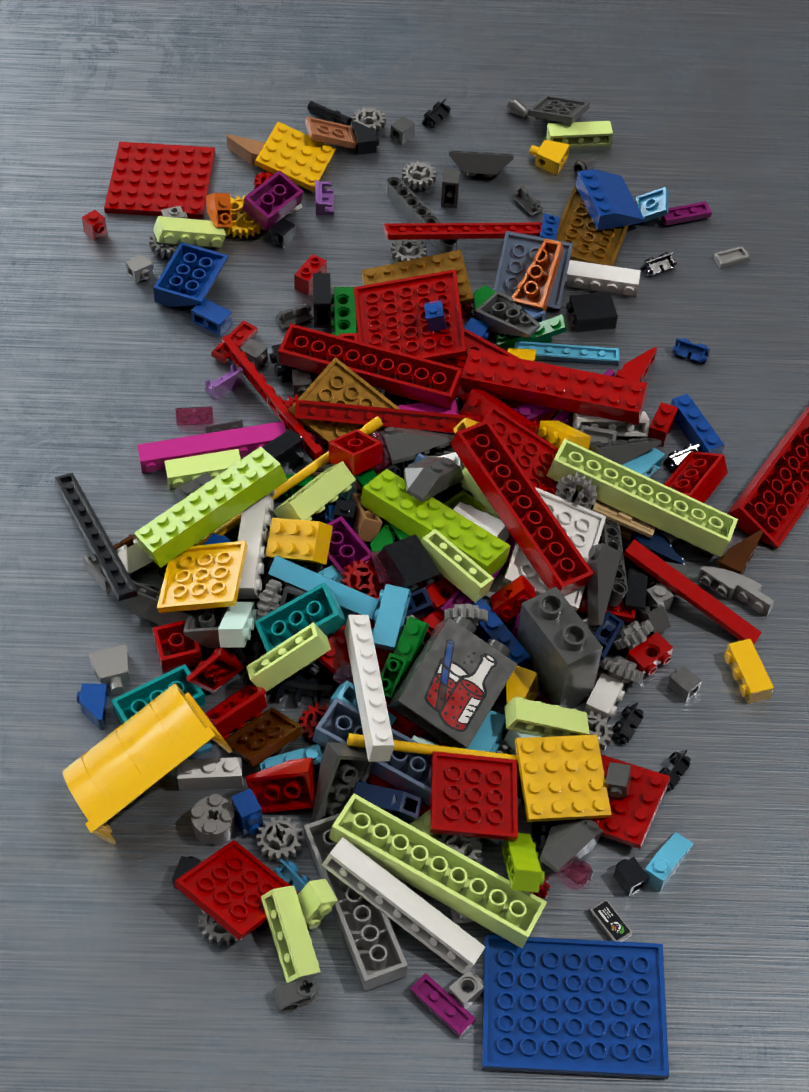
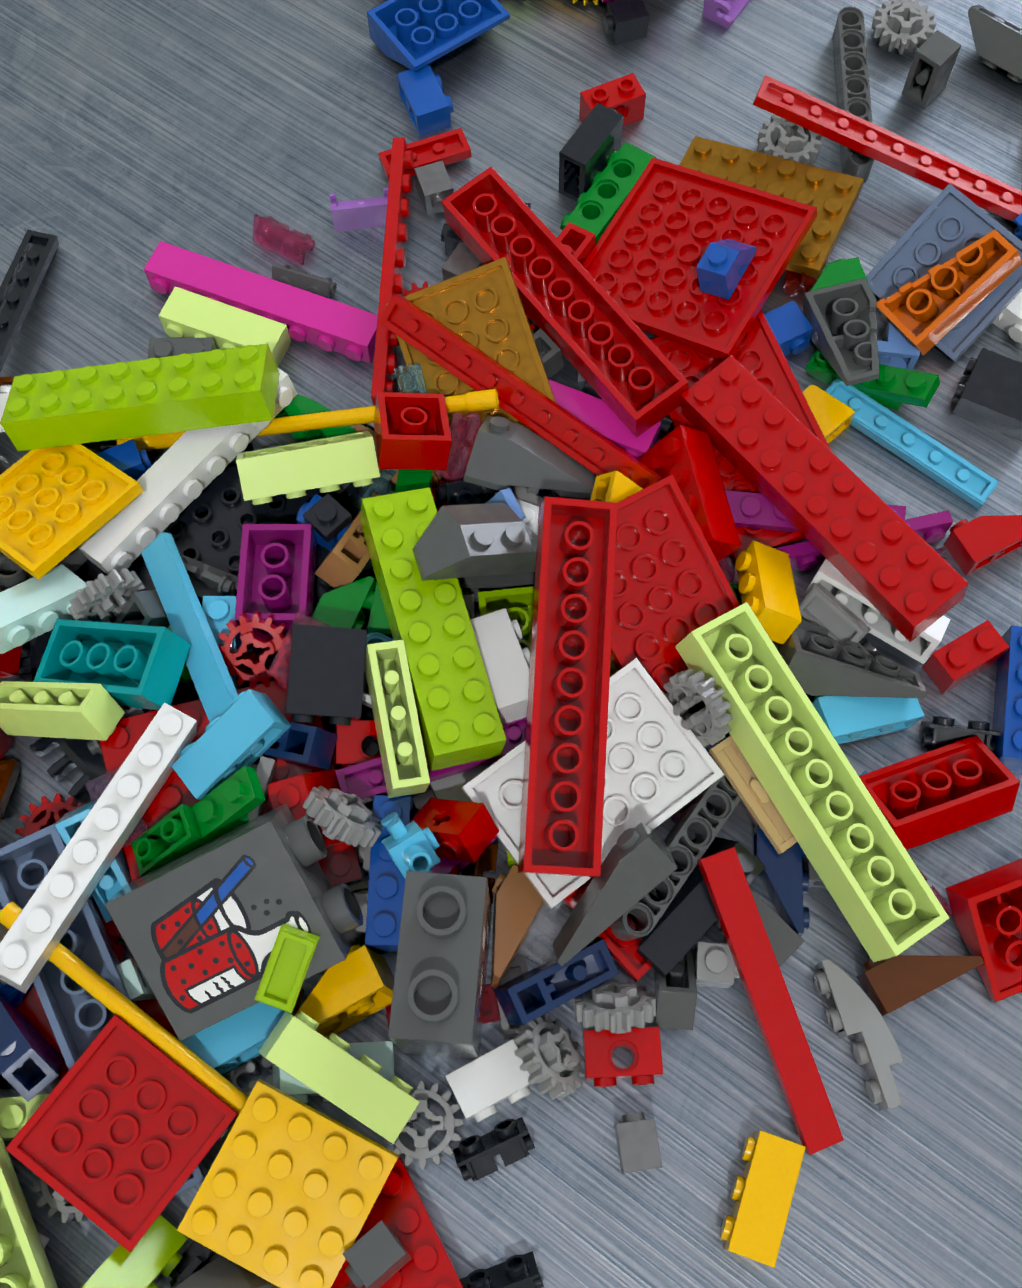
camera: 40 degrees right, 15 degrees up
(287, 450) = (332, 369): black brick -> none
(299, 315) = (531, 159): dark grey hinge -> none
(299, 540) = (214, 529): yellow brick -> none
(327, 434) = (410, 378): none -> clear light blue plate
(496, 681) = (287, 968): none -> lime tile
(506, 608) = (409, 845): none -> medium azure piece

